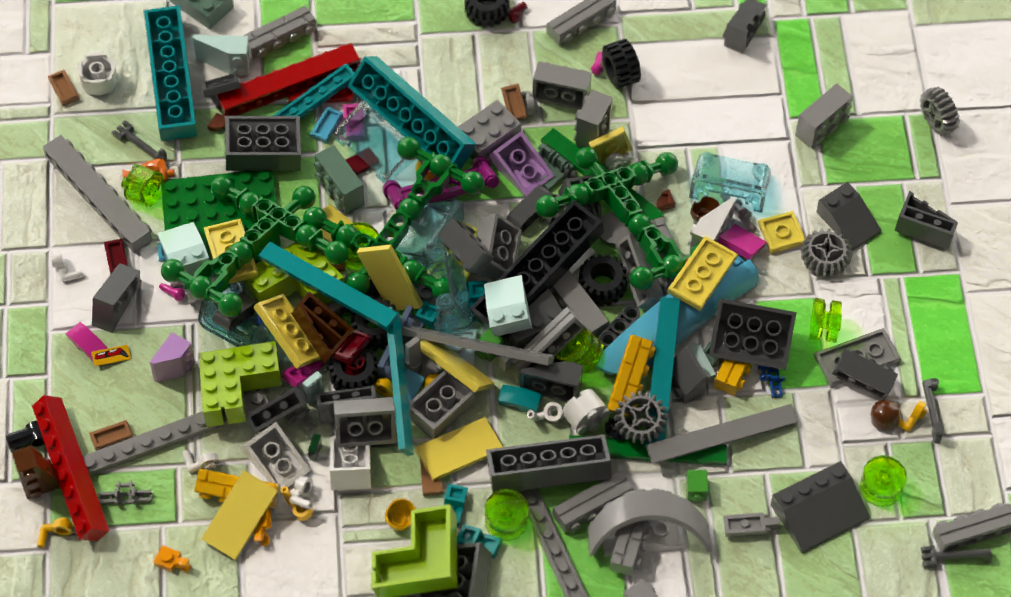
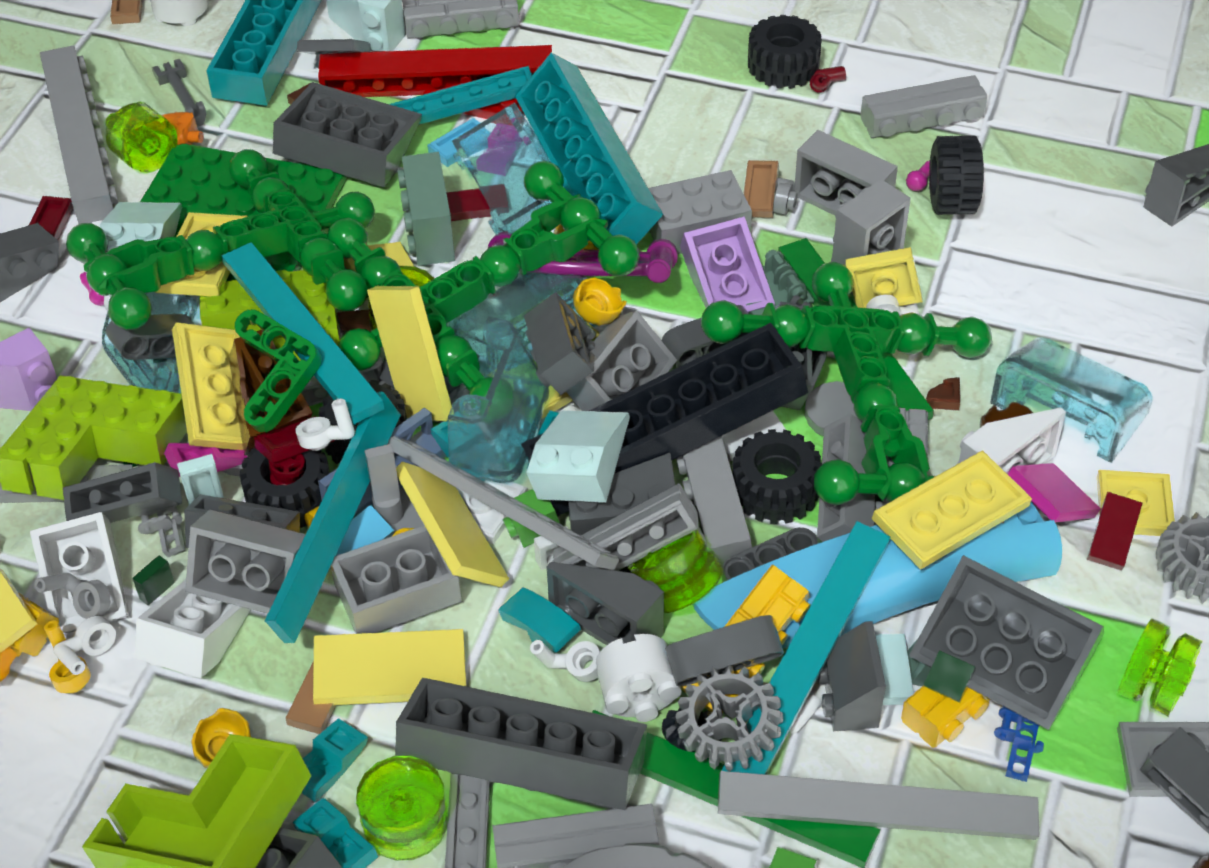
camera: 25 degrees right, 10 degrees down
(288, 468) = (89, 597): none -> light grey plate
(337, 311) = (286, 368): none -> green beam
(367, 340) = (318, 431): none -> white plate
(471, 212) = (598, 301): none -> yellow hair
(625, 385) = (736, 645): none -> dark grey beam
(732, 360) = (949, 676): none -> dark green tile
(743, 213) = (1075, 452): light grey piece -> none
(778, 252) = (1114, 531): none -> dark red tile

